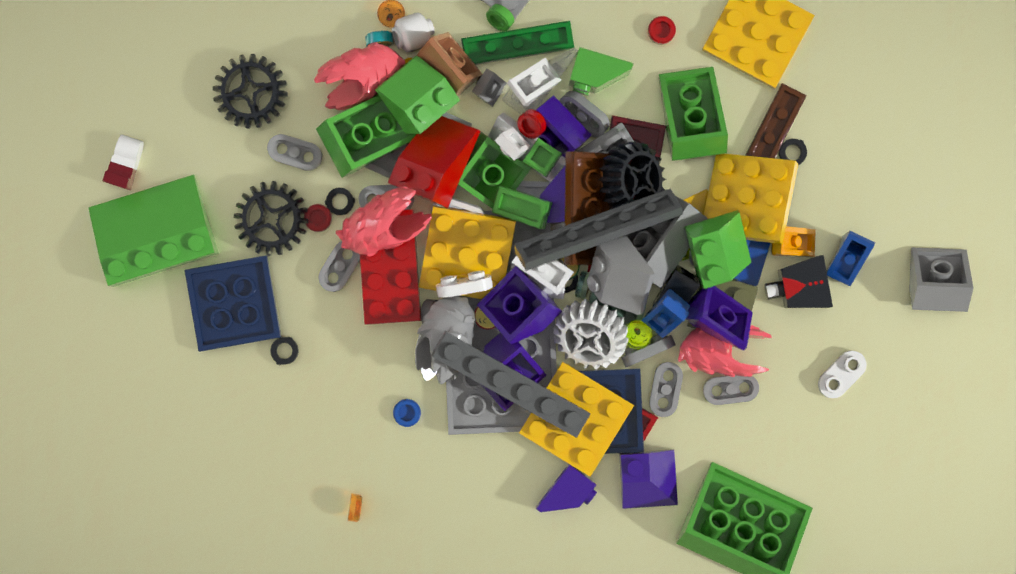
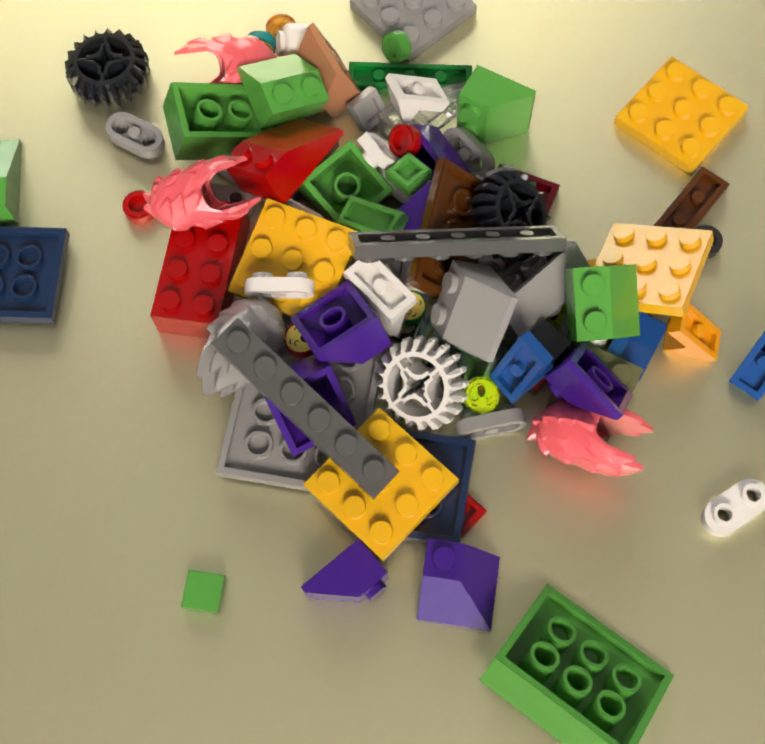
camera: 15 degrees right, 20 degrees down
(250, 231) = (66, 190): black gear -> none
(276, 343) = (47, 329): black piece -> none
(340, 266) = (143, 257): light grey plate -> none
(354, 507) = (71, 539): clear orange tile -> none
(407, 412) = (174, 439): blue tile -> none
(462, 523) = (203, 591): none -> bright green tile
(661, 30) = (572, 94): red tile -> none
(666, 389) = (502, 477): light grey plate -> none
(693, 113) = (594, 179): bright green slope -> none
(730, 389) = (586, 492): light grey plate -> none
(802, 285) = (699, 386): black torso -> none

